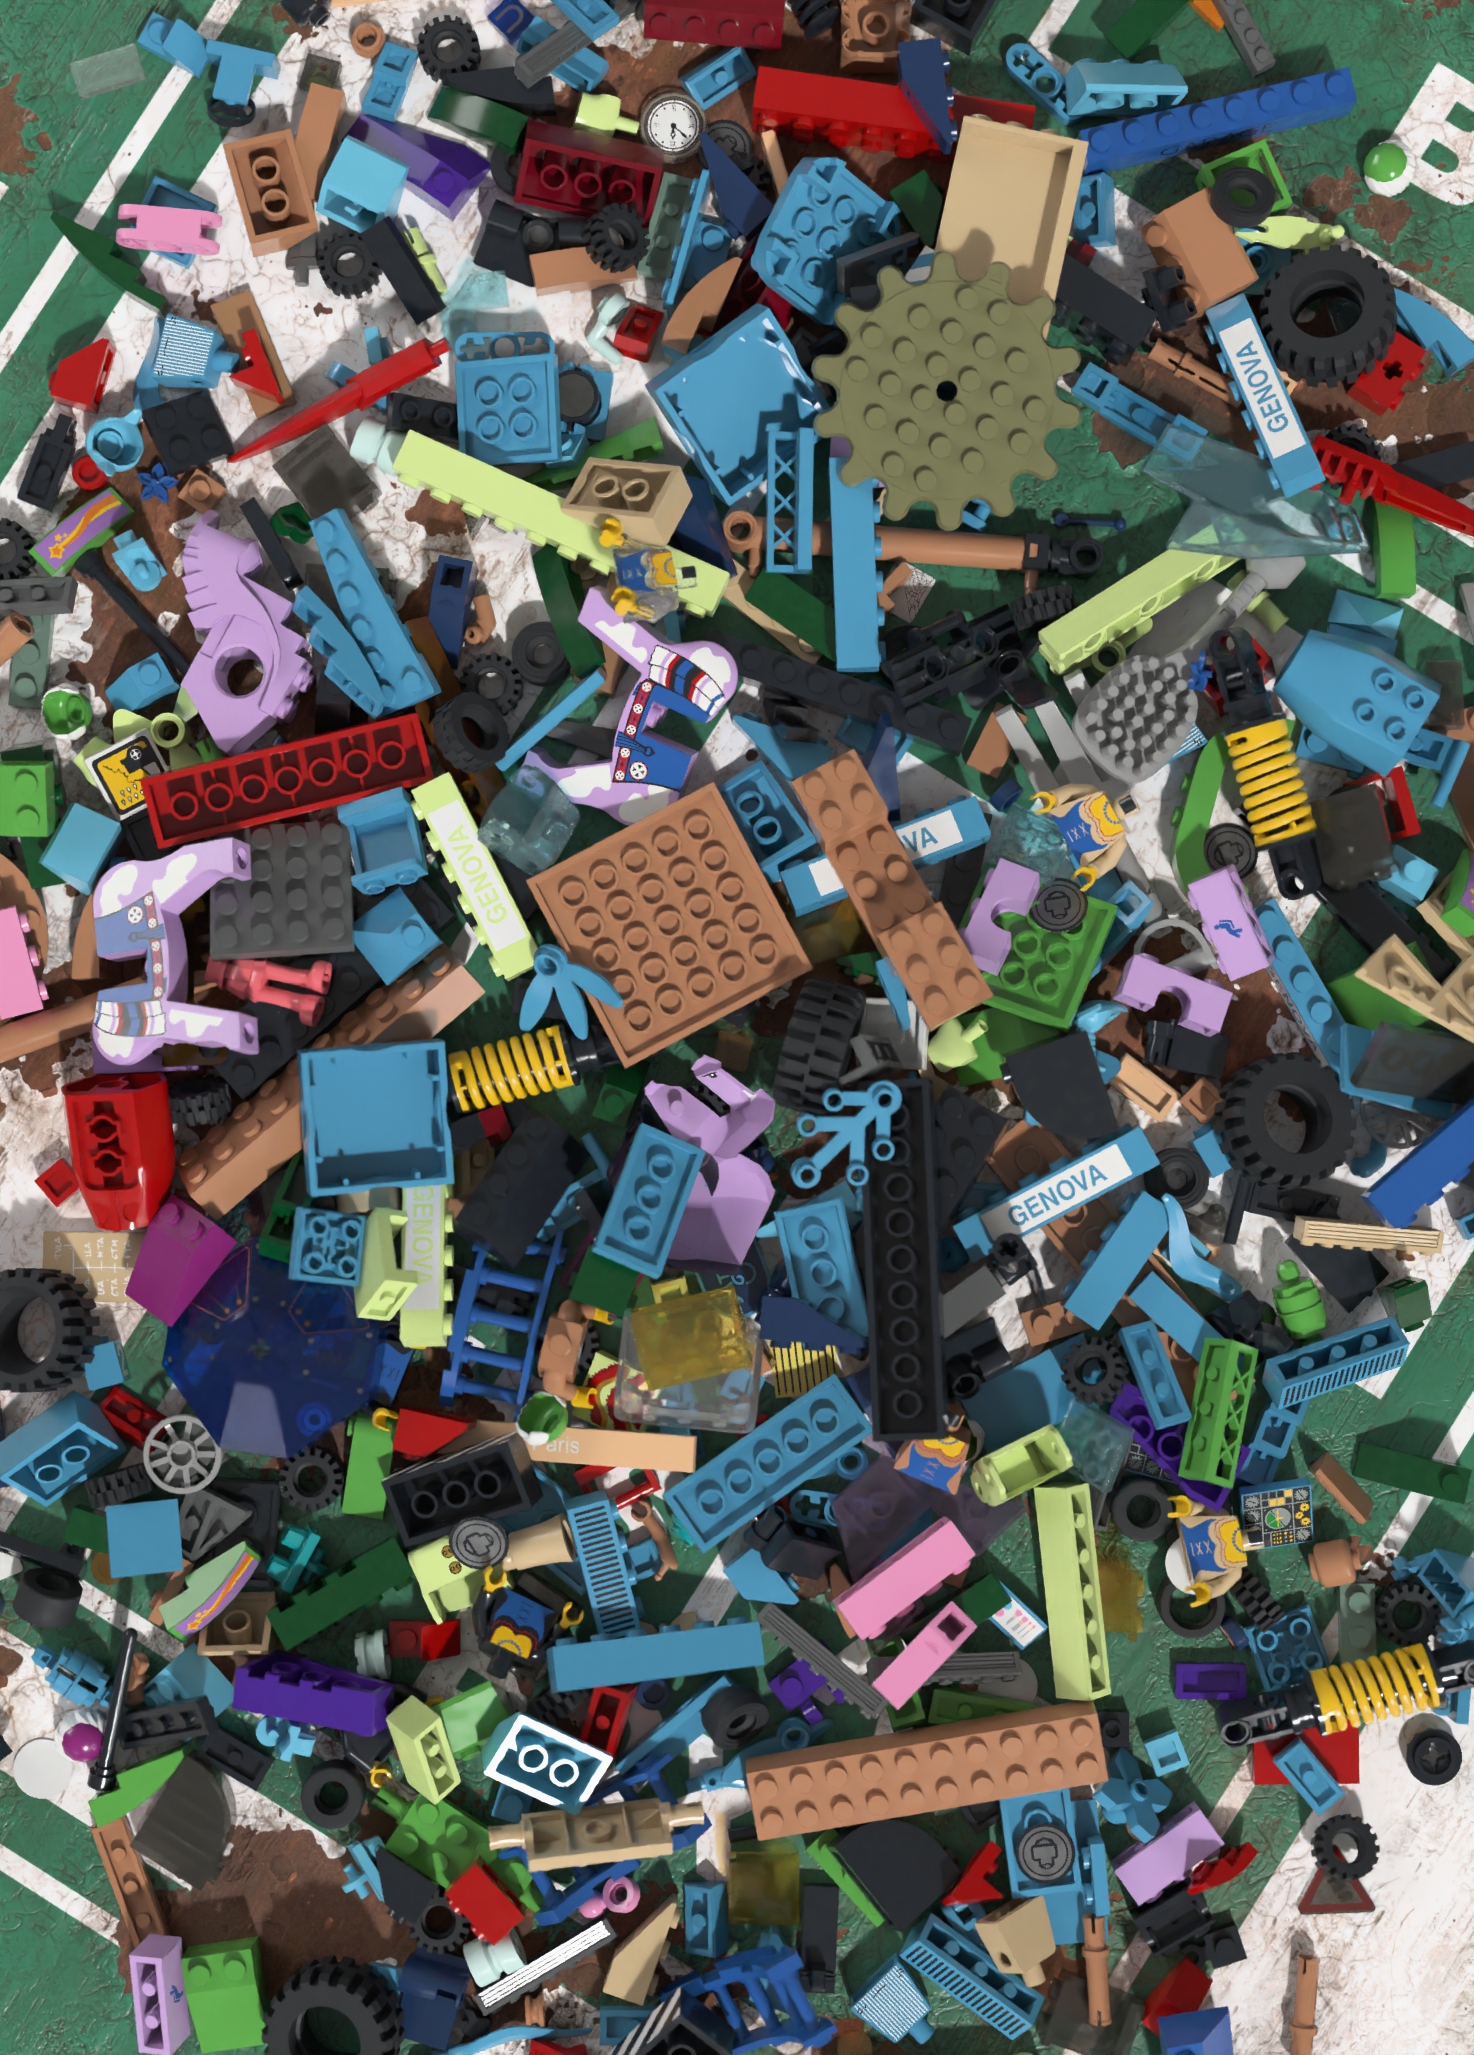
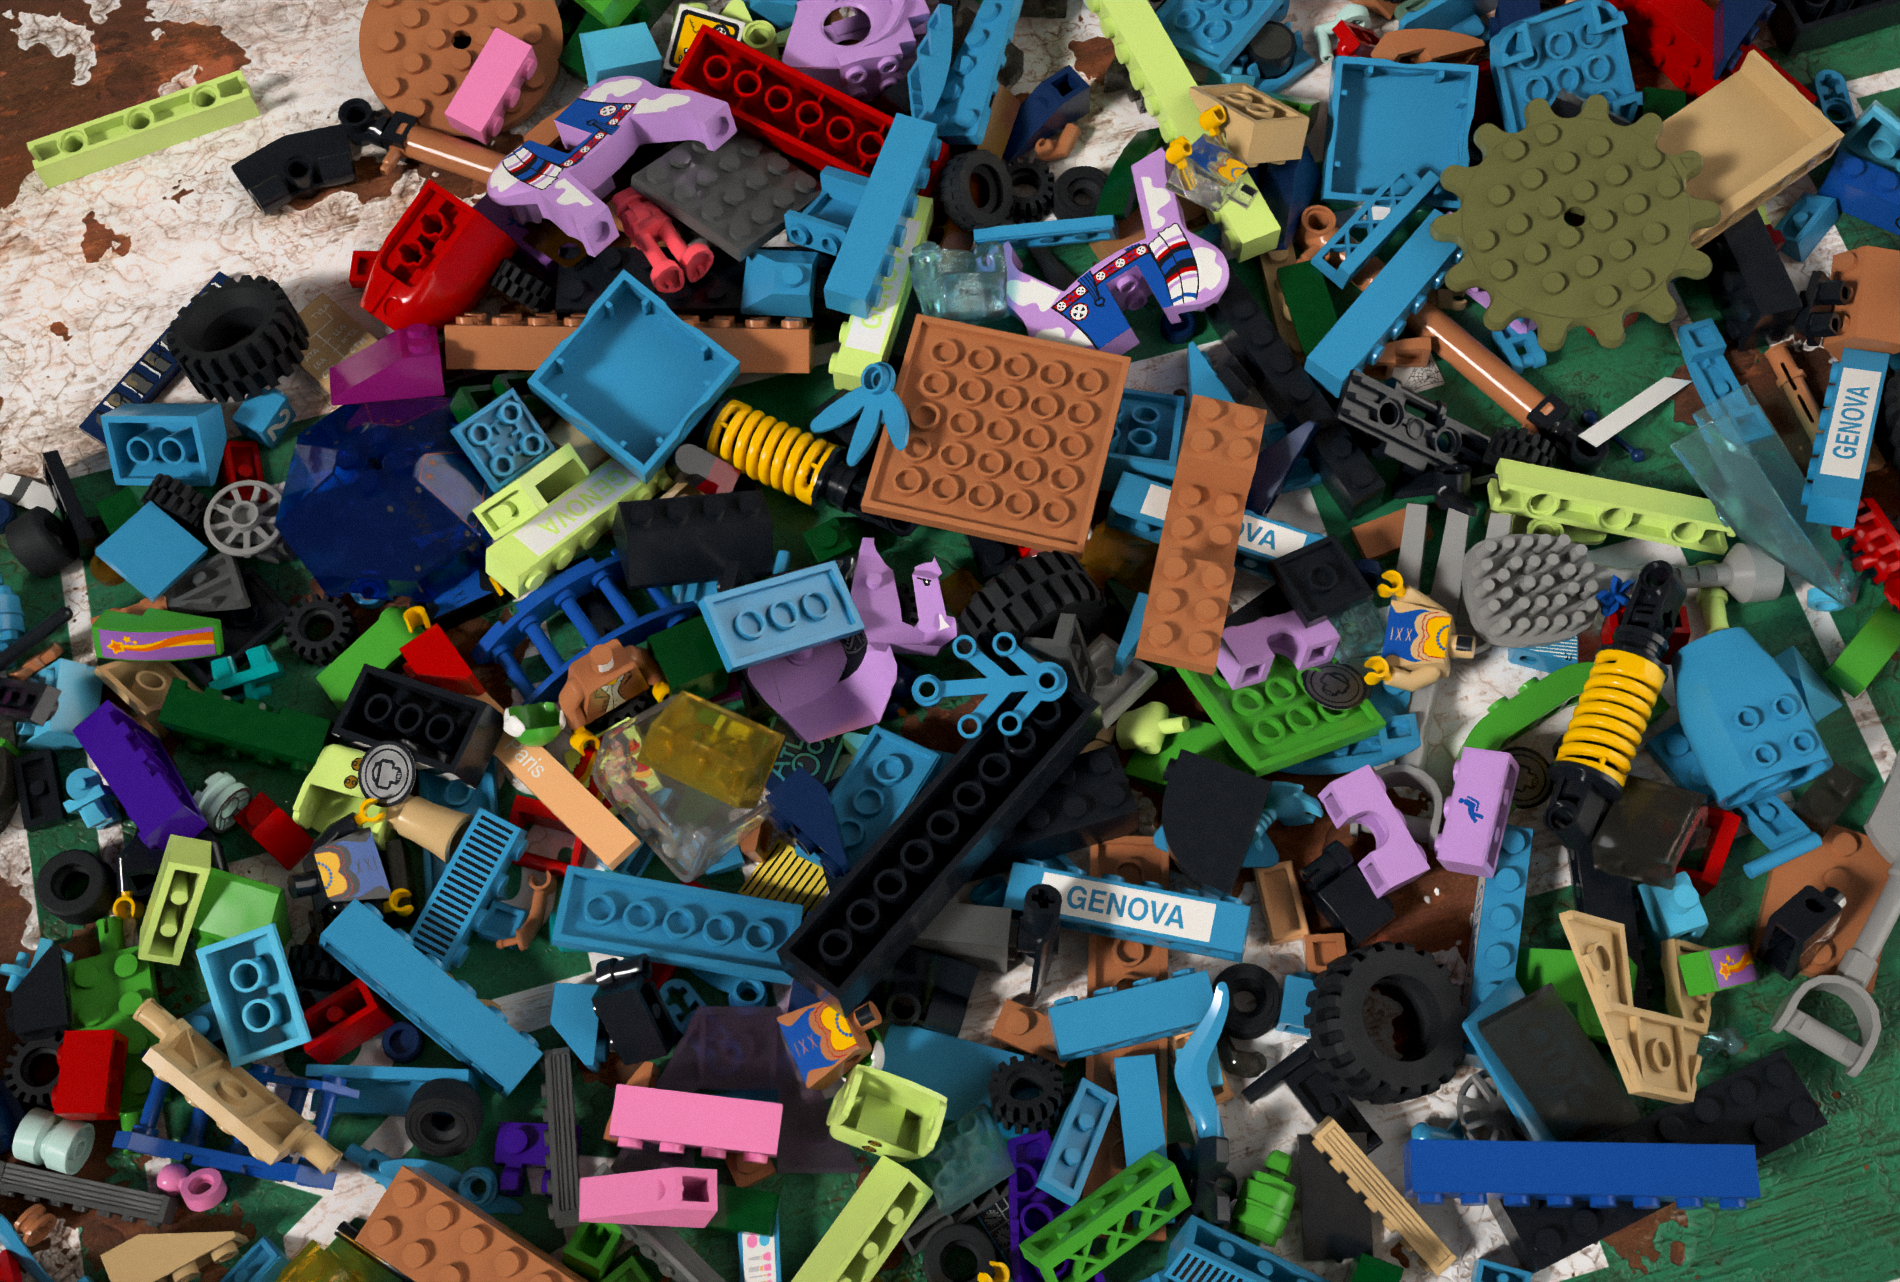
camera: 45 degrees right, 20 degrees down
(430, 824) = (882, 216): none -> dark azure brick
(991, 841) = (1320, 581): none -> black tile
(1092, 493) = (1633, 410): none -> white sticker

